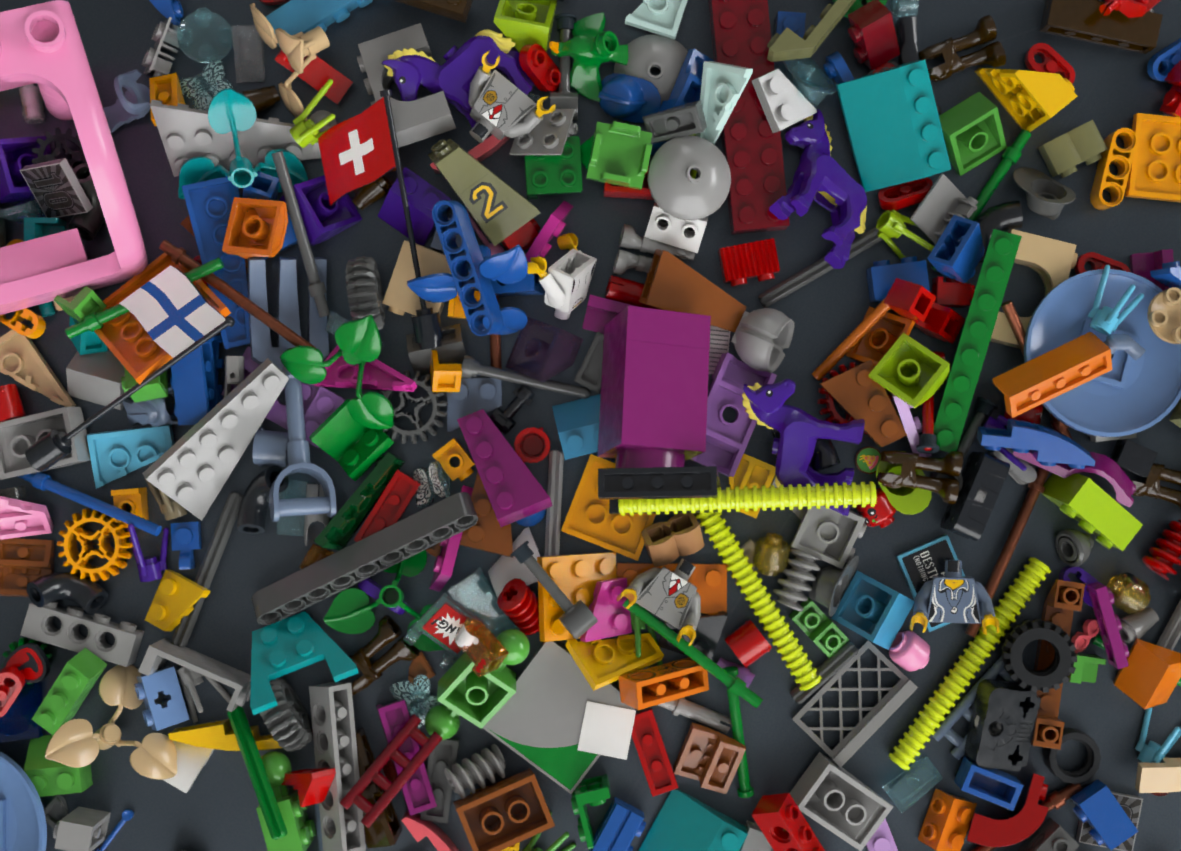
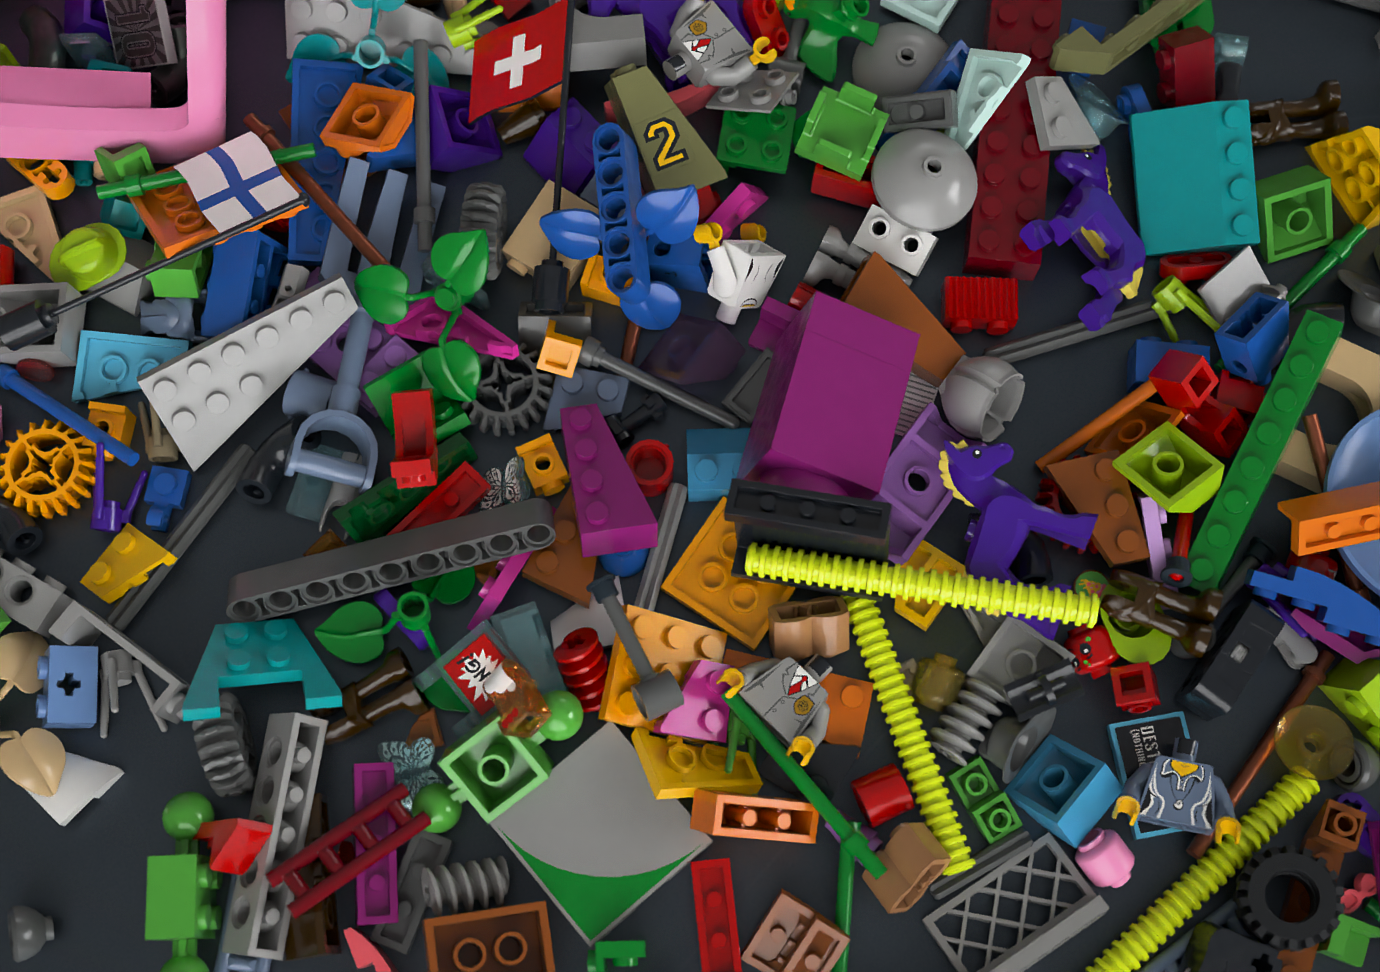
camera: 10 degrees right, 15 degrees down
(61, 472) = (35, 370): none -> clear red piece
(74, 380) = (88, 256): none -> lime piece
(219, 736) = (133, 758): yellow slope -> none
(257, 773) = (164, 810): green axle -> none
(359, 472) = (415, 439): none -> red arch
(606, 730) = (660, 866): white sticker -> none
(628, 97) = (869, 74): blue piece -> none
(698, 713) = (784, 874): light grey pin -> none
(777, 689) = (912, 862): none -> medium nougat brick
(847, 552) = (1044, 690): none -> black hips
(911, 530) = (1135, 693): none -> red brick
(1053, 531) = (1325, 731): none -> clear yellow dish

